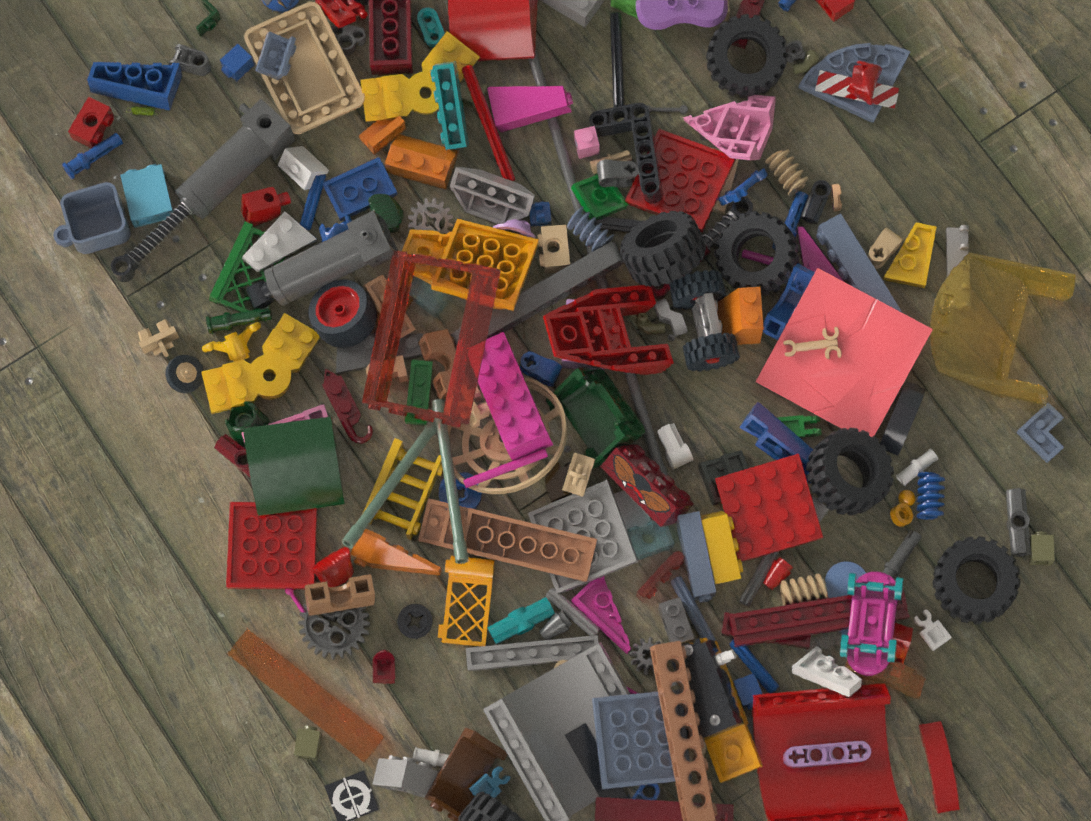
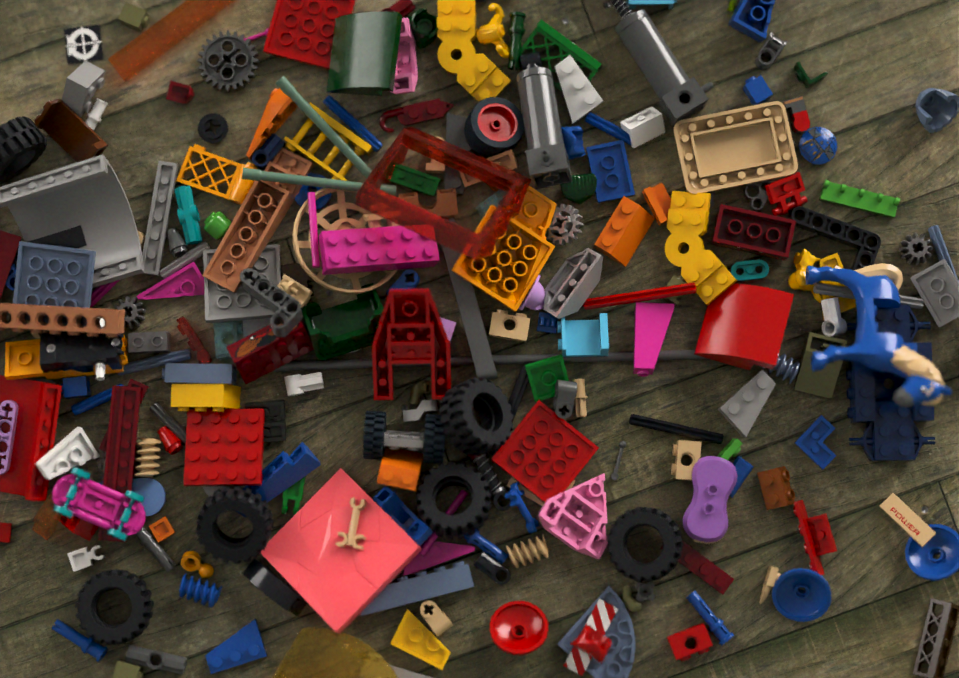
camera: 105 degrees right, 10 degrees up
(252, 16) = (798, 114): none -> leg
(263, 205) = (613, 75): red torso -> none
(275, 56) = (749, 122): sand blue bracket -> none
(326, 599) = (243, 66): medium nougat arch -> none
(335, 568) = (271, 69): red hair -> none
(371, 471) = (352, 123): none -> blue axle
(427, 550) = (268, 150): none -> dark blue piece
(450, 104) = (662, 265): teal brick -> none
(489, 784) = (58, 152): dark azure plate -> none
(524, 584) = (217, 224): none -> bright green head
(545, 169) = (584, 337): none -> medium azure panel
(586, 142) = (601, 380): bright pink brick -> none
(588, 230) = (514, 358): sand blue piece -> none
(596, 494) = (268, 298): none -> dark grey beam
(638, 50) = (688, 448): none -> tan brick
(642, 143) = (603, 427): black beam -> none
(835, 197) = (493, 588): light nougat tile -> none
(858, 159) = (515, 618): none -> red dish
(876, 555) = (162, 529): none -> orange plate
(916, 467) = (229, 587): white pin -> none
(980, 441) = (238, 649): none -> blue wing
(1025, 602) = (87, 645): none -> blue pin

